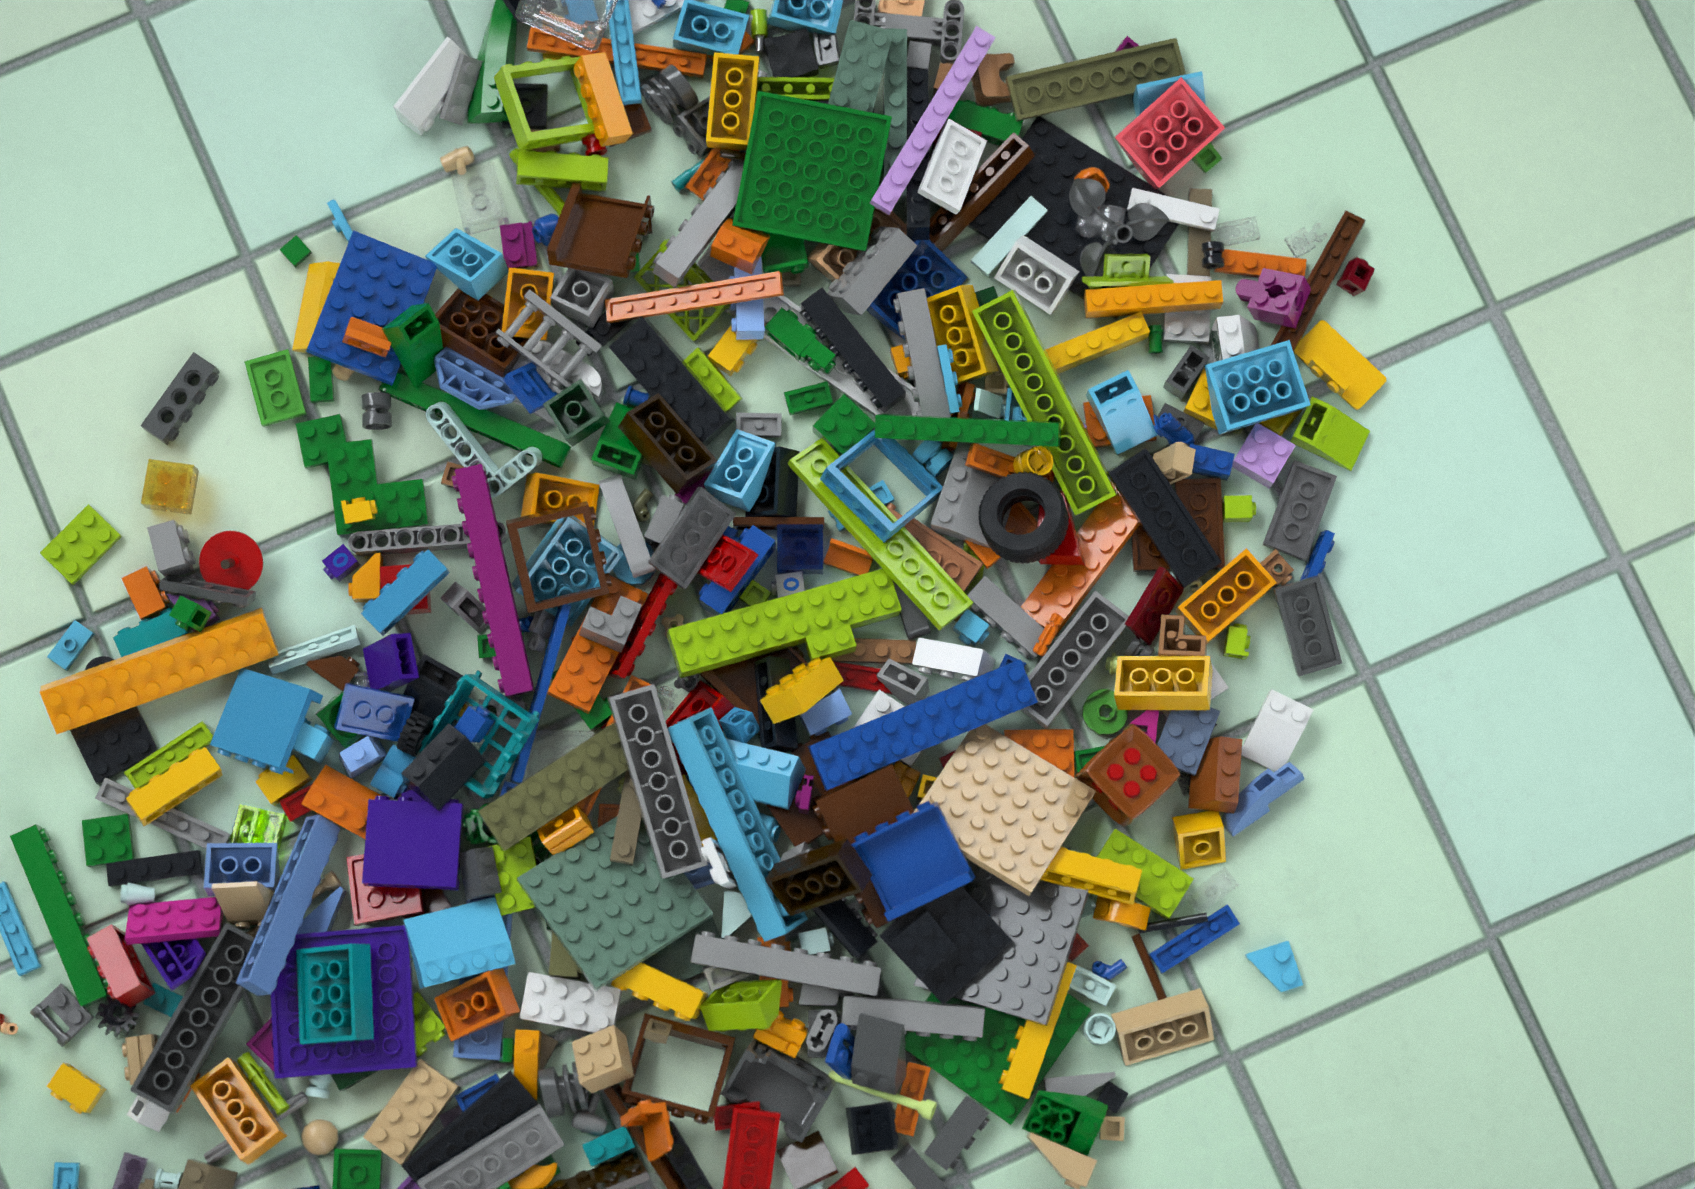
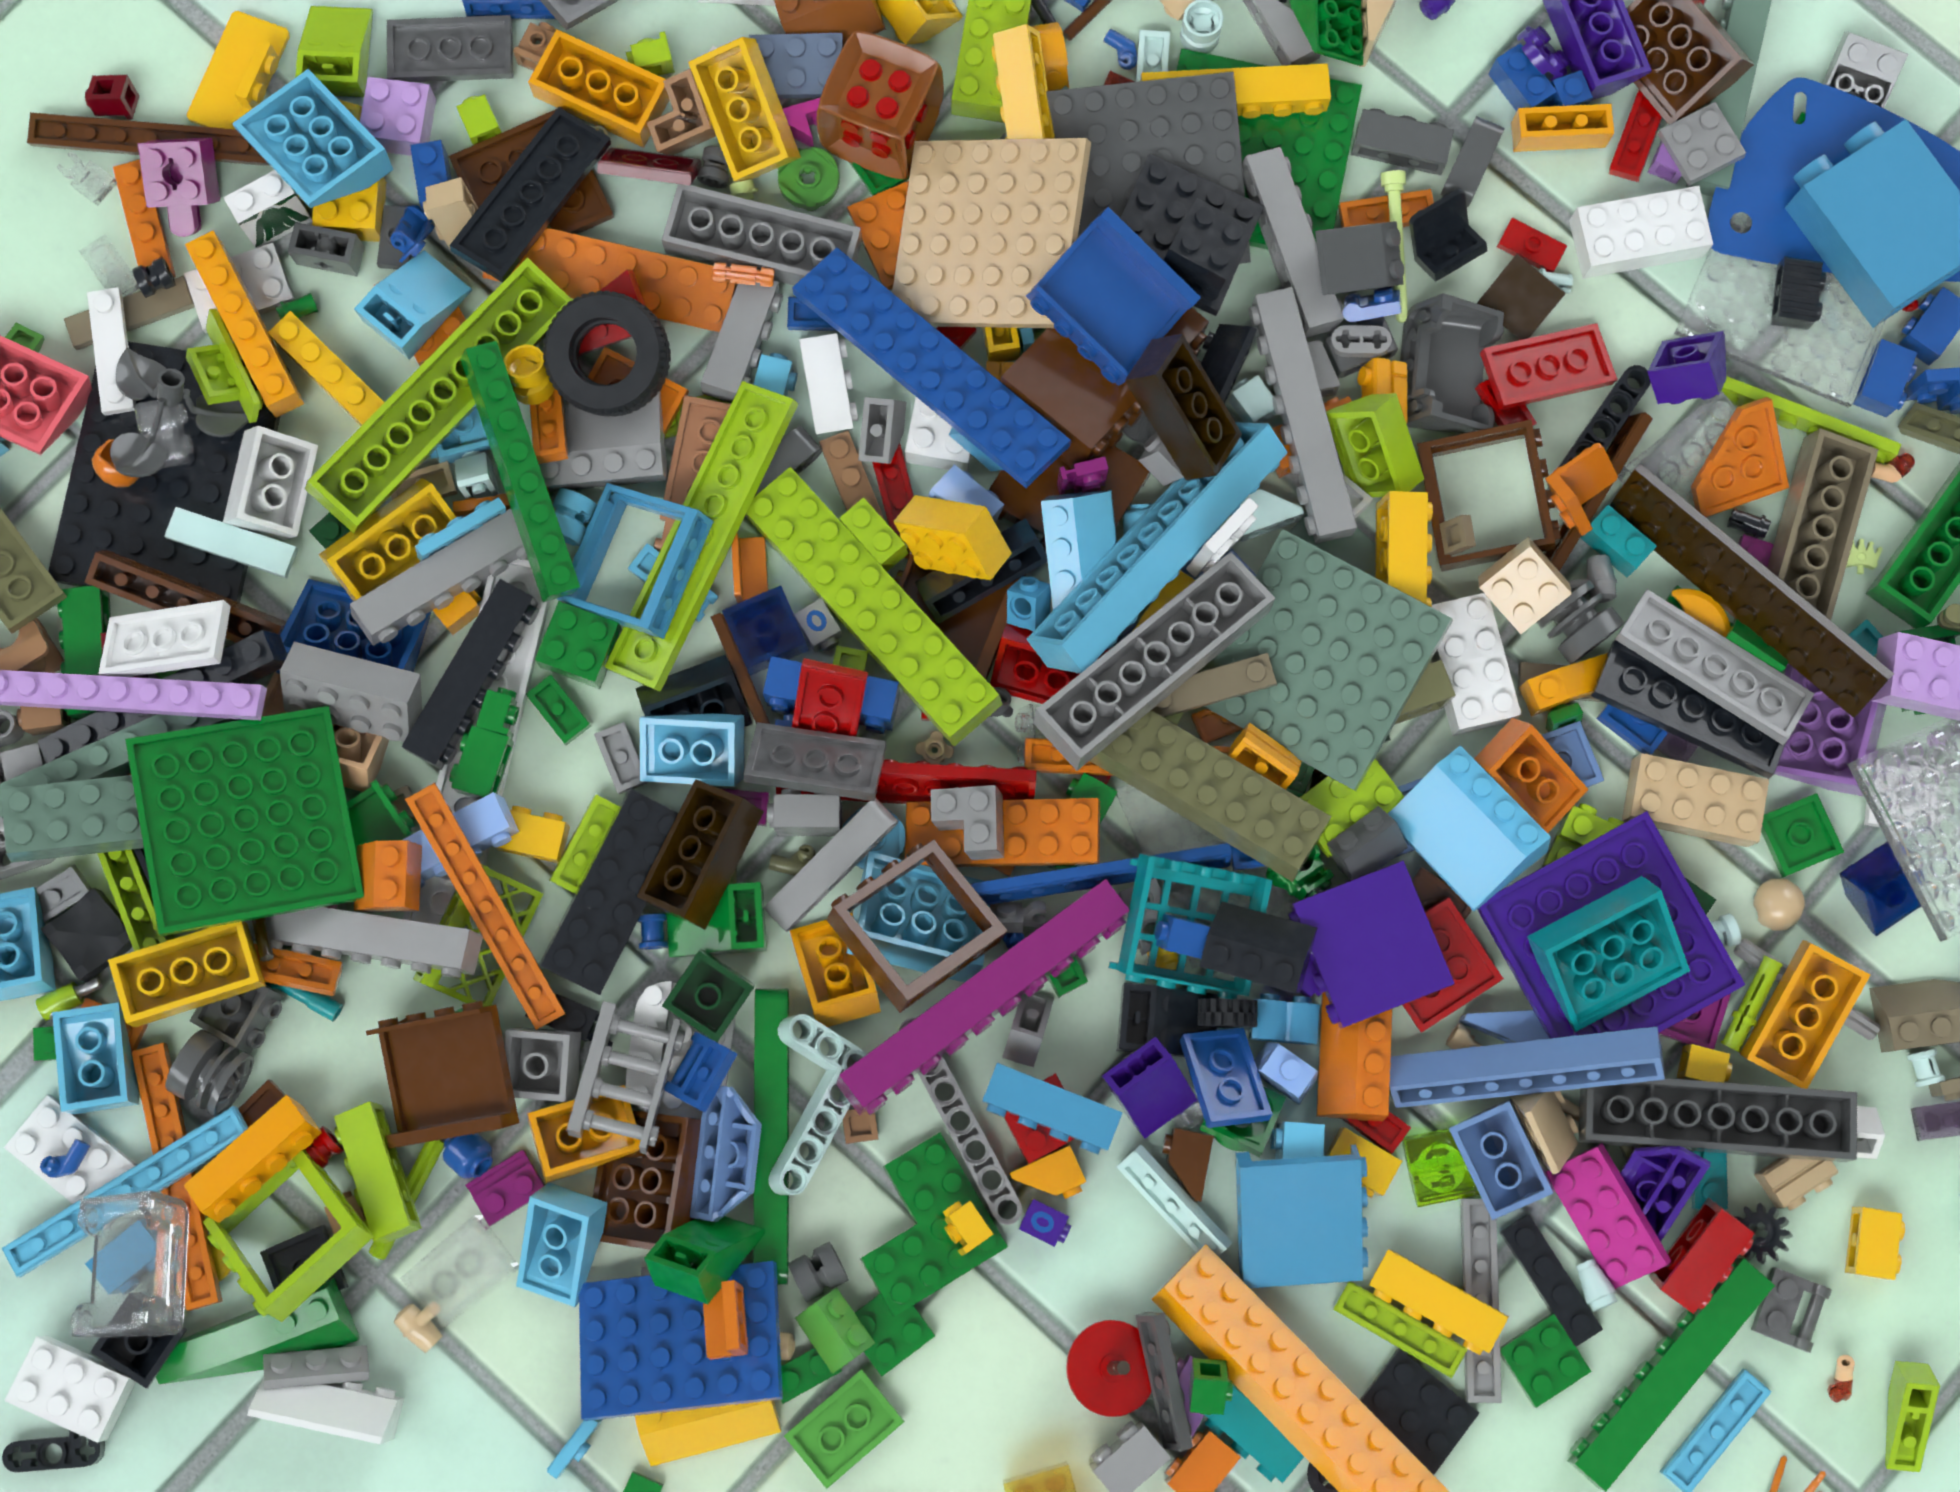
camera: 115 degrees left, 0 degrees up
(238, 1032) = (1704, 1064): none -> yellow brick
(335, 405) = (834, 1330): none -> bright green brick

